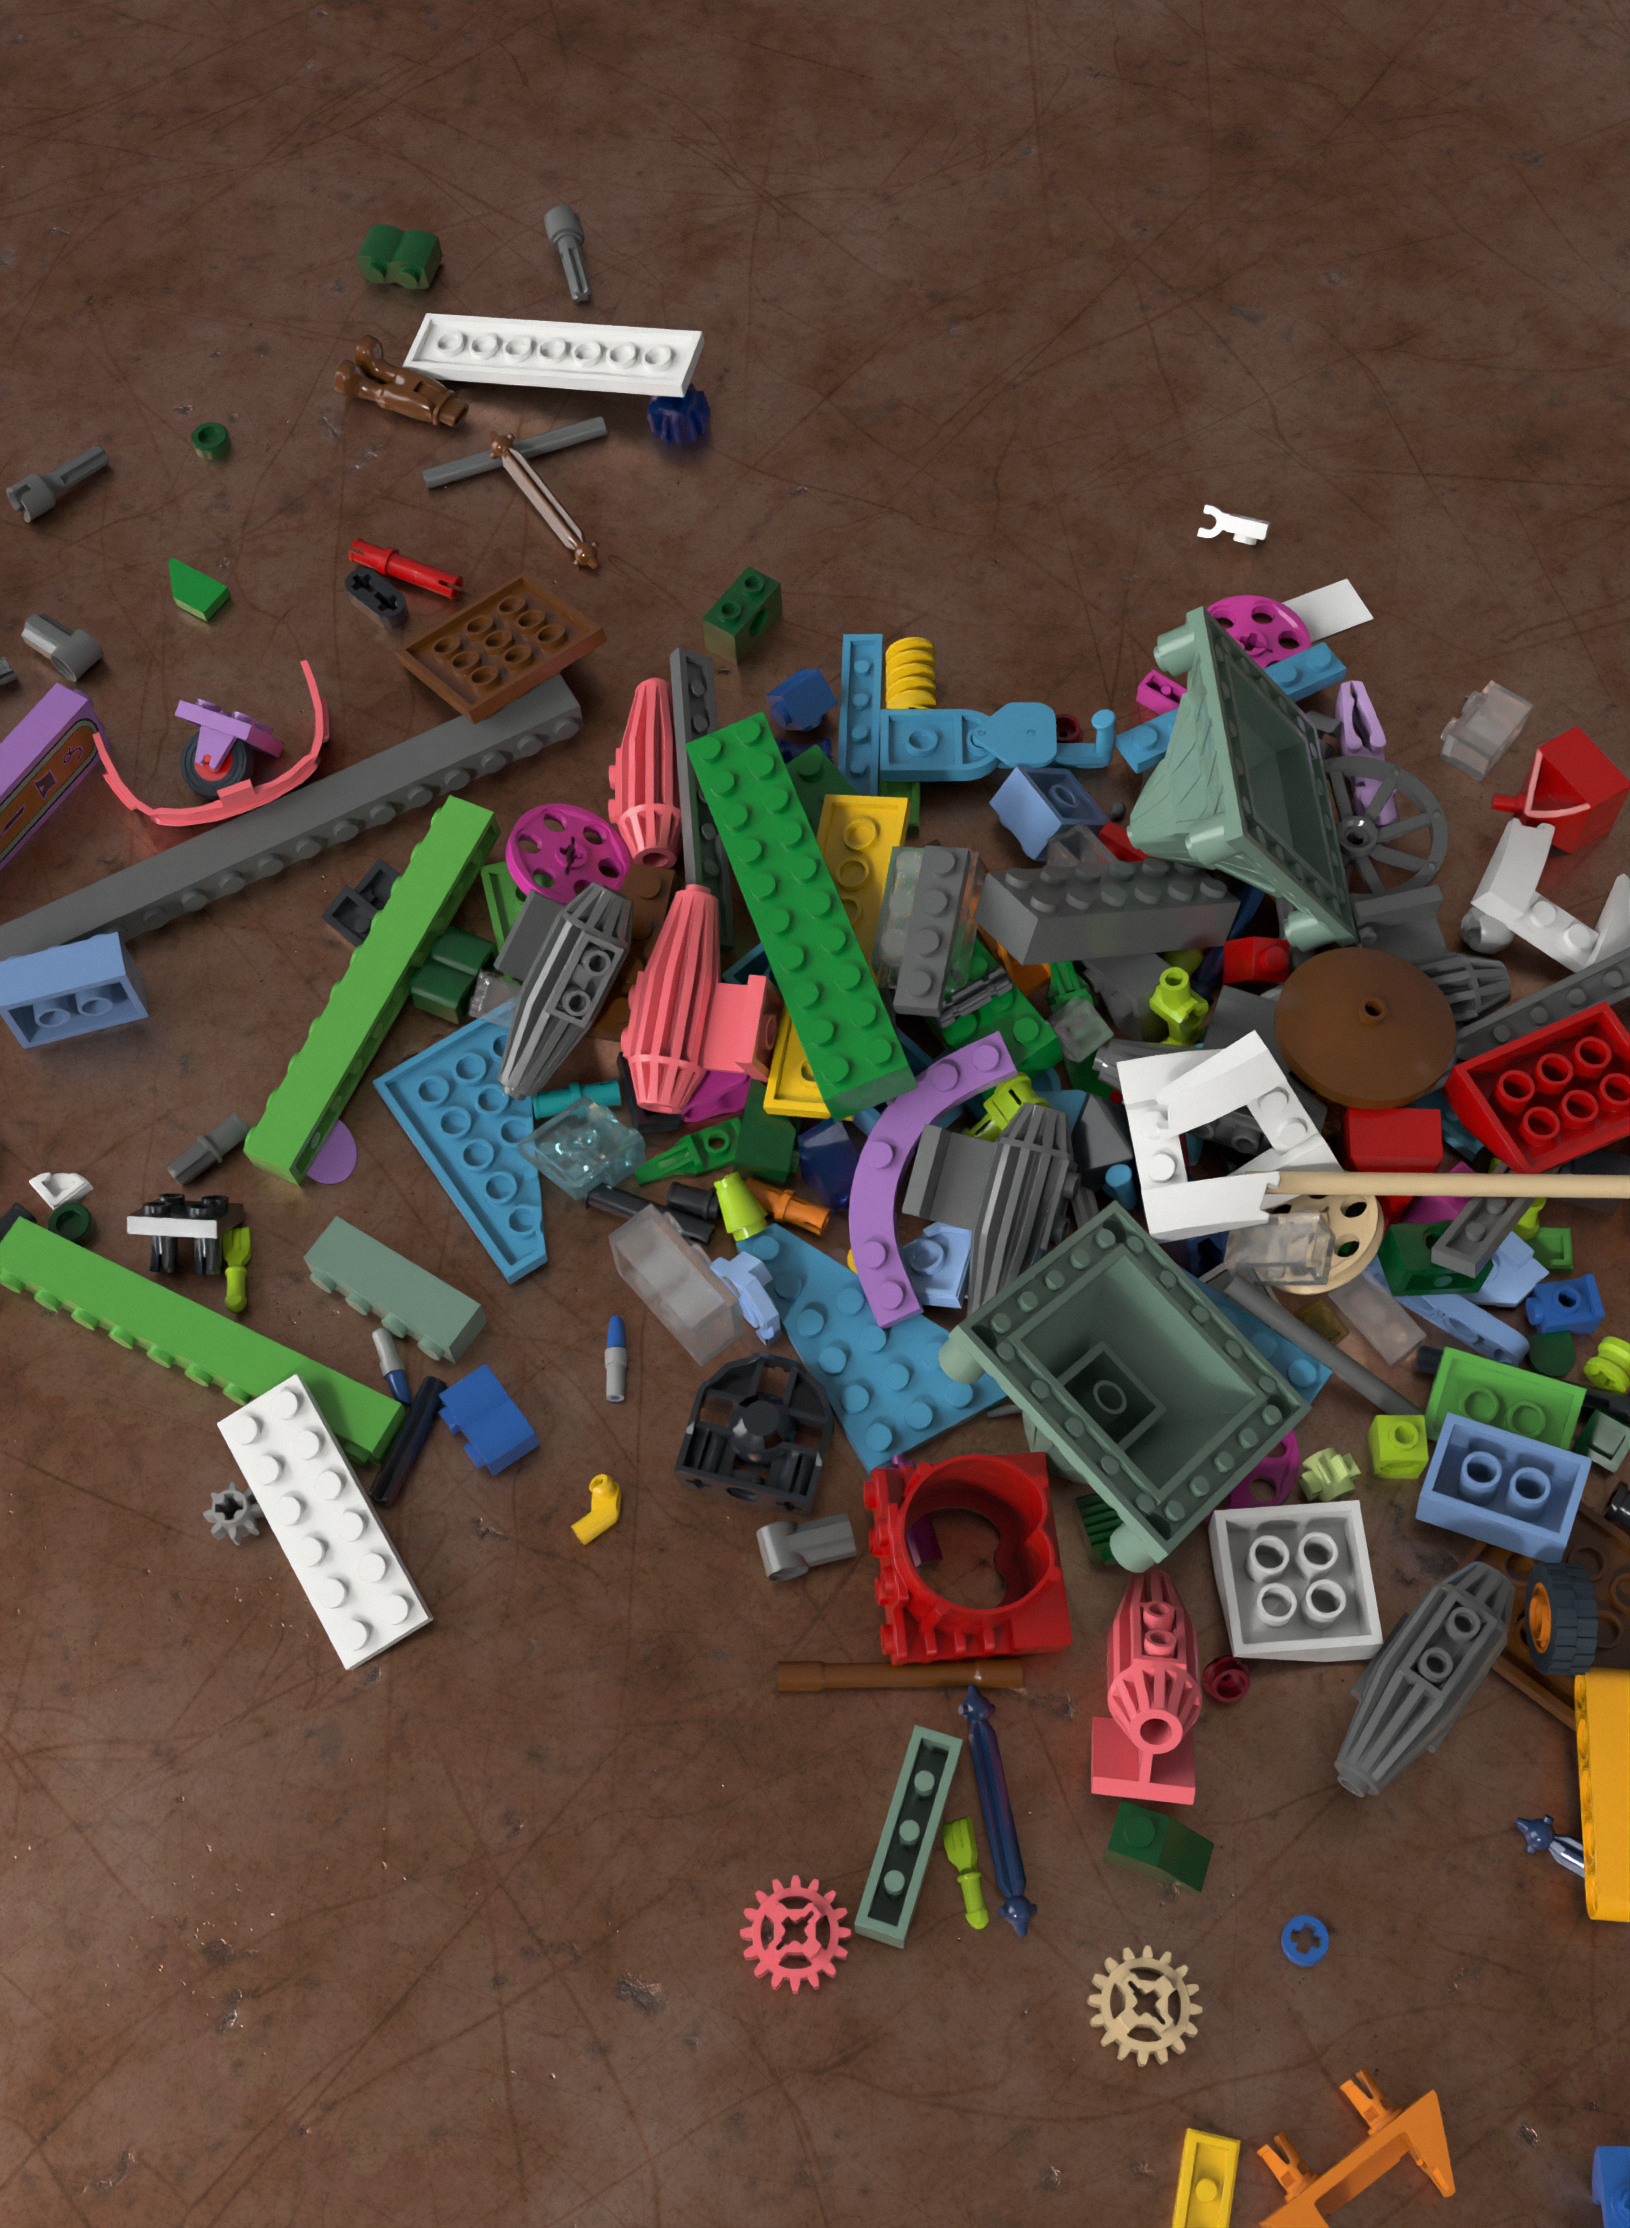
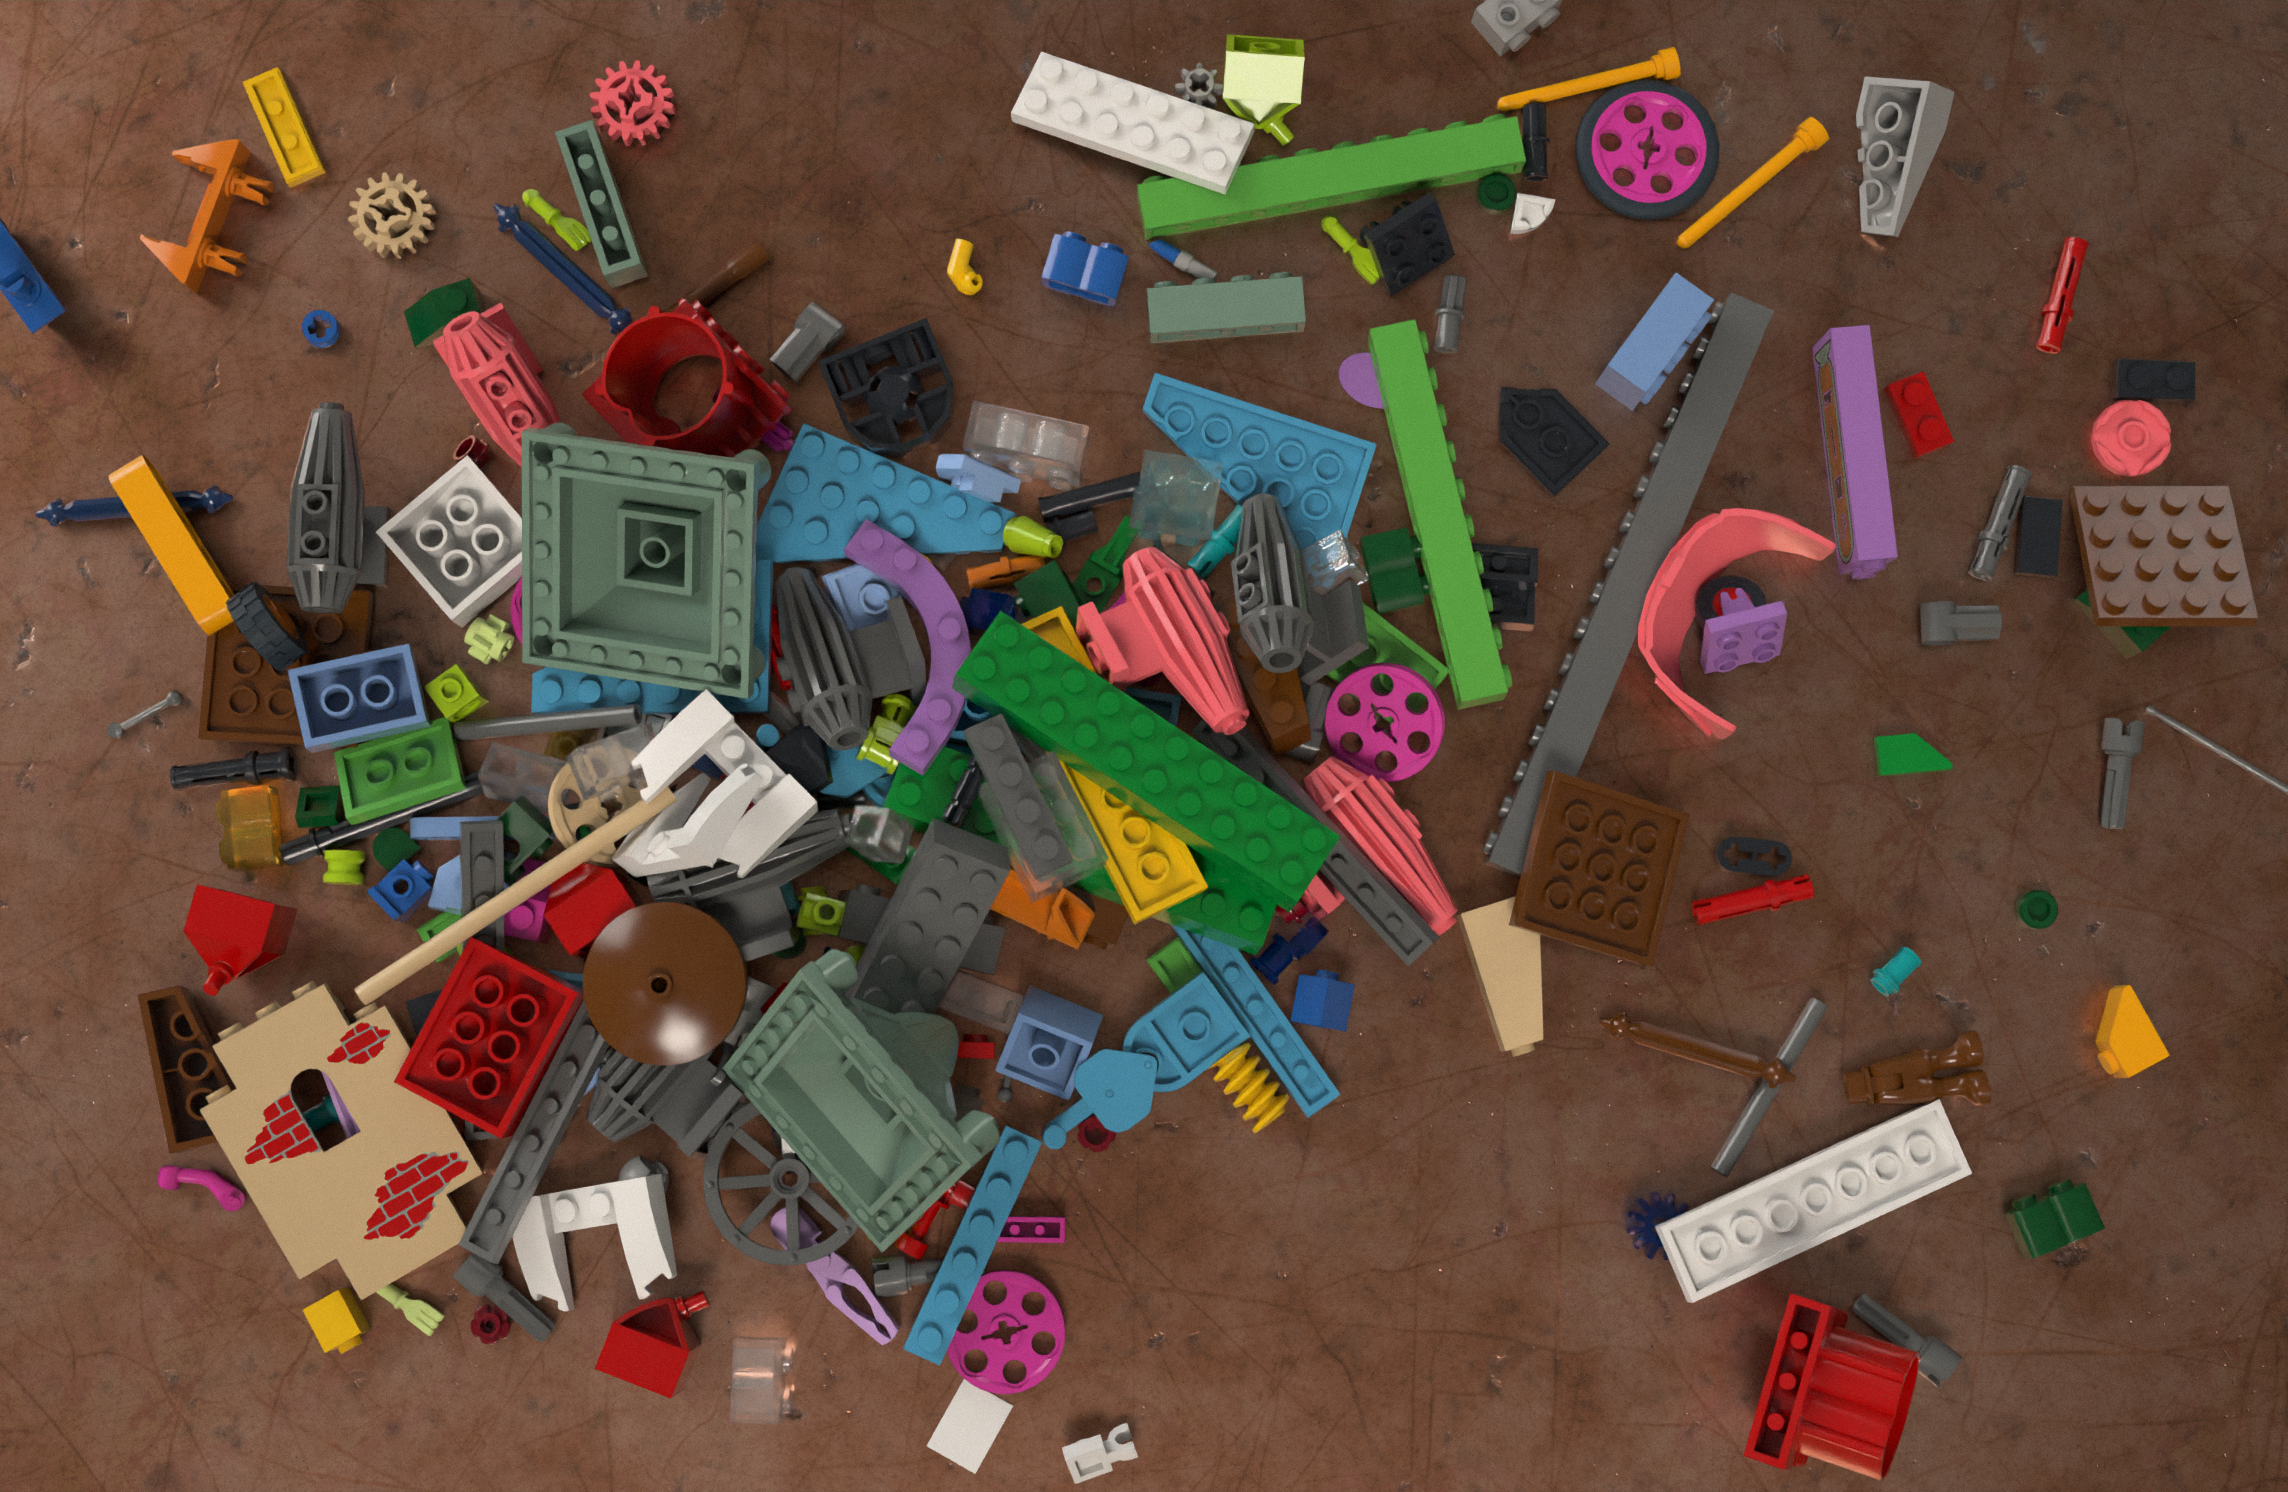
camera: 135 degrees right, 20 degrees up
(164, 1466) = (1264, 80): none -> piece
(227, 997) = (1547, 435): none -> black tile
(233, 325) = (2127, 1035): none -> light orange slope
(350, 461) = (1895, 971): none -> teal pin
(407, 1442) = (1129, 221): black axle -> none
(616, 1360) = (1036, 377): light grey piece -> none
(637, 636) = (1507, 973): none -> tan slope
(657, 219) = (1832, 1394): none -> red hose
(742, 615) = (1435, 1051): dark green brick -> none

